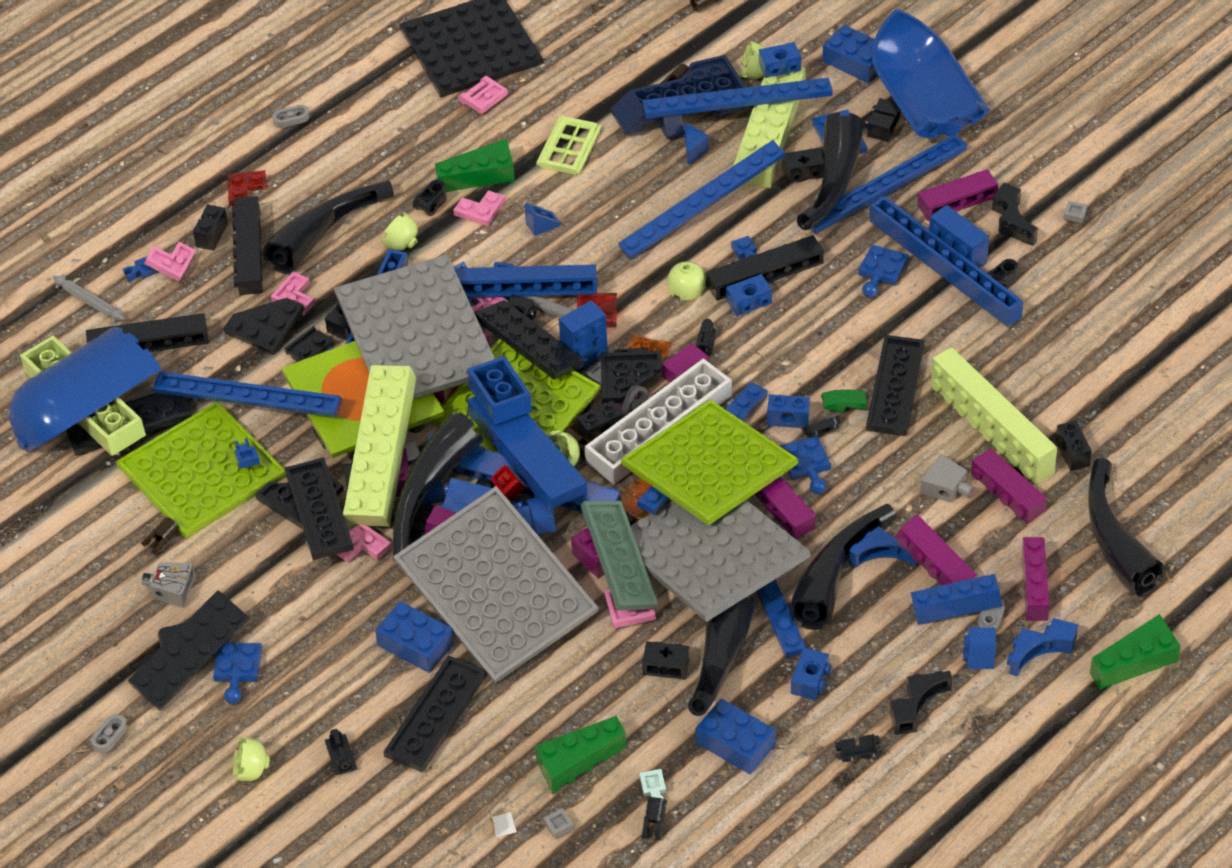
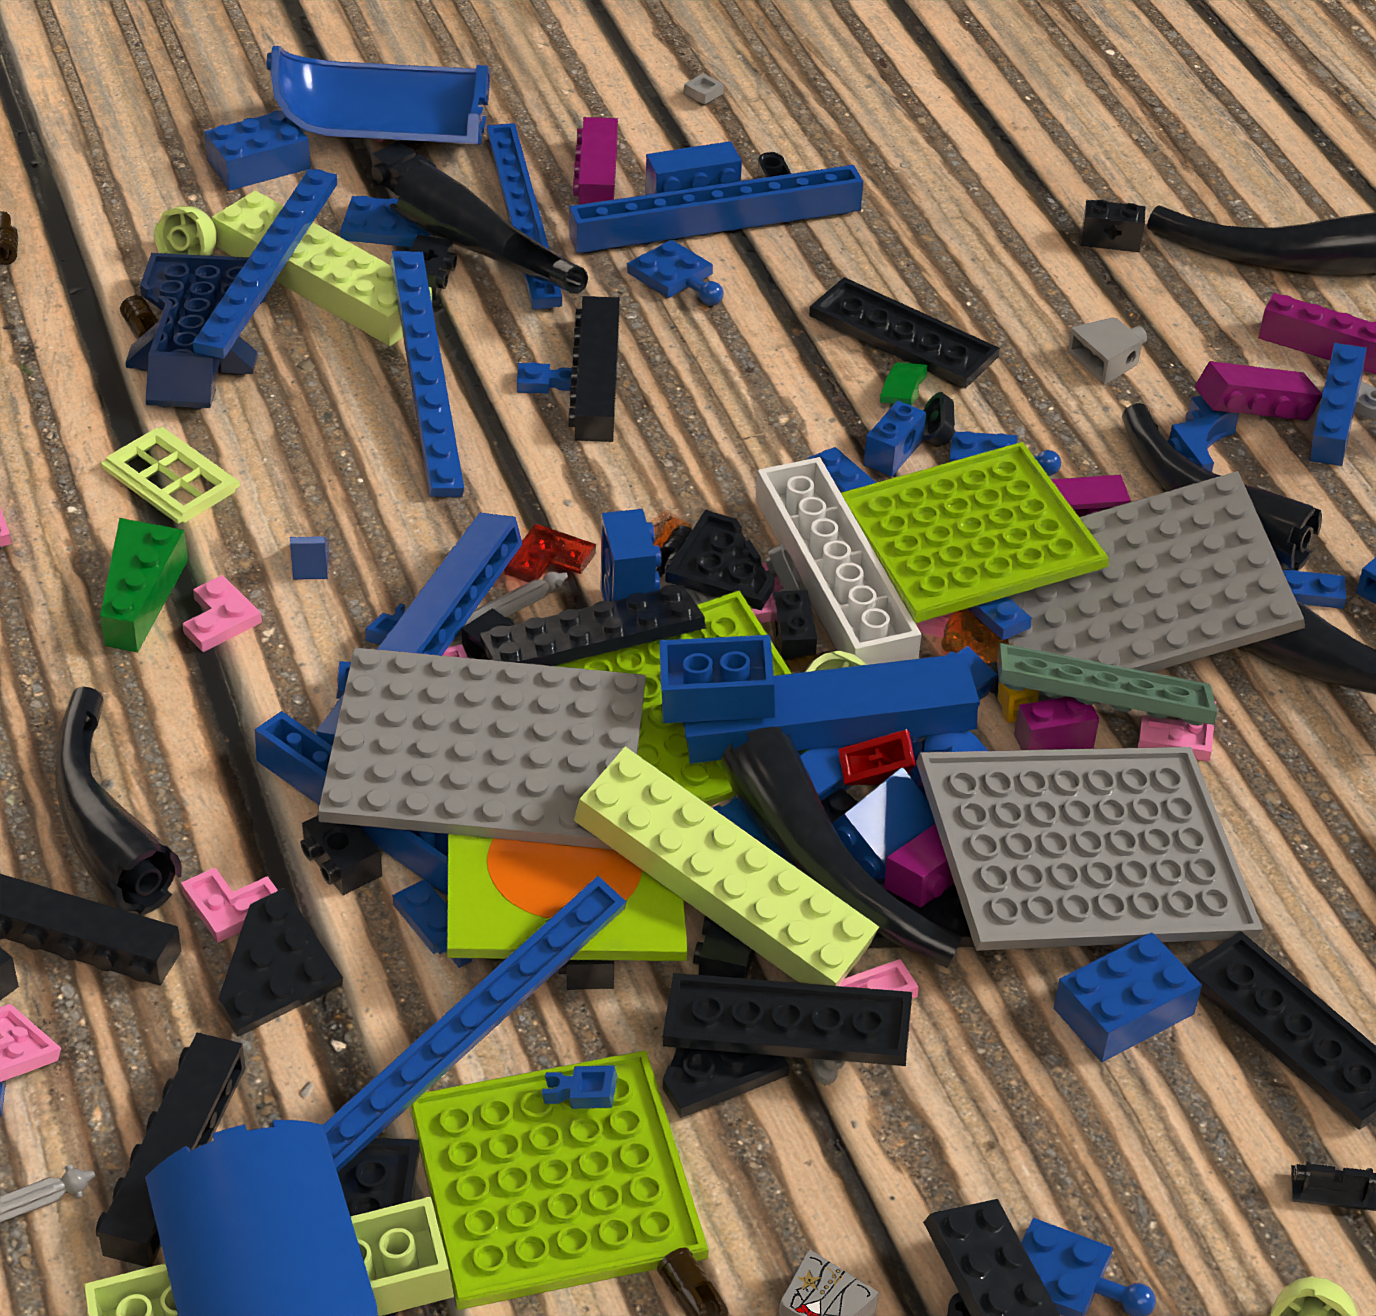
camera: 70 degrees left, 5 degrees down
(309, 345) = (365, 926): black plate -> none
(401, 233) = (210, 715): yellowish green cylinder -> none
(431, 197) = (155, 655): black piece -> none
(665, 660) = (1307, 721): black brick -> none
(682, 362) = (738, 498): magenta brick -> none
(687, 280) = (561, 449): yellowish green cylinder -> none
(696, 143) = (288, 348): blue slope -> none
(706, 337) = (692, 469): black hinge -> none
(749, 295) = (640, 400): blue brick -> none
(779, 60) = (236, 195): blue brick -> none
(993, 416) = (1029, 262): yellowish green brick -> none
(1008, 486) = (1150, 299): magenta brick -> none
(1011, 221) = (645, 130): black arch -> none

